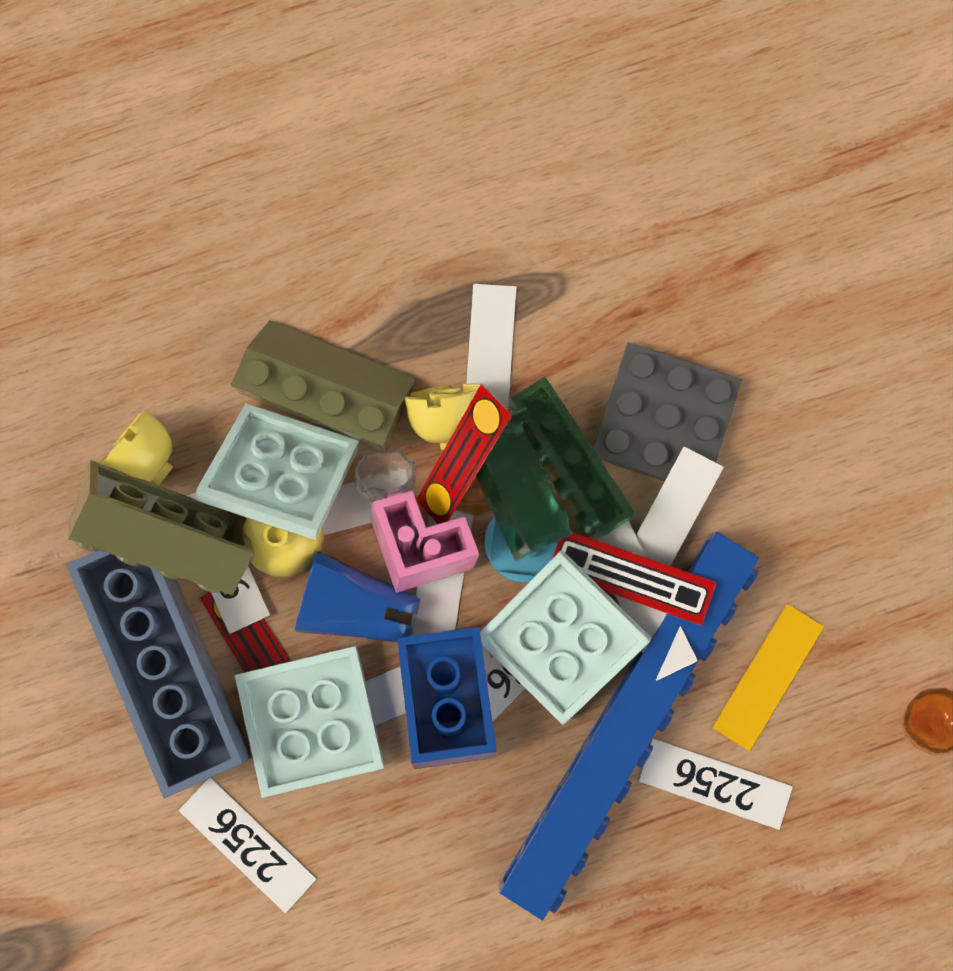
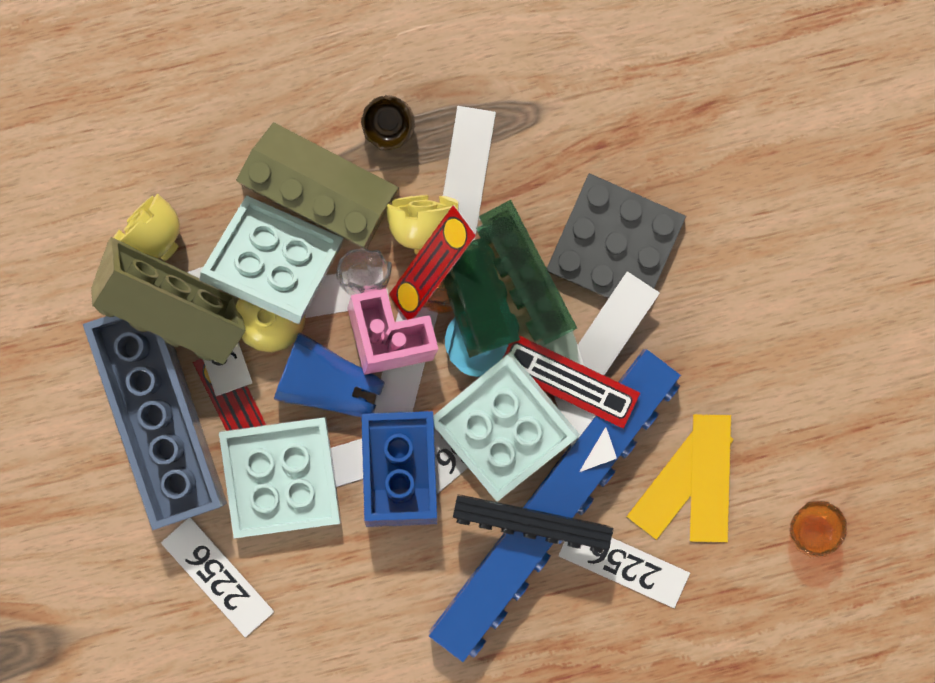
camera: 10 degrees right, 5 degrees up
(397, 306) = (387, 122): none -> dark brown hair
(609, 747) = (532, 523): none -> black piece
(803, 674) = (710, 478): none -> yellow sticker

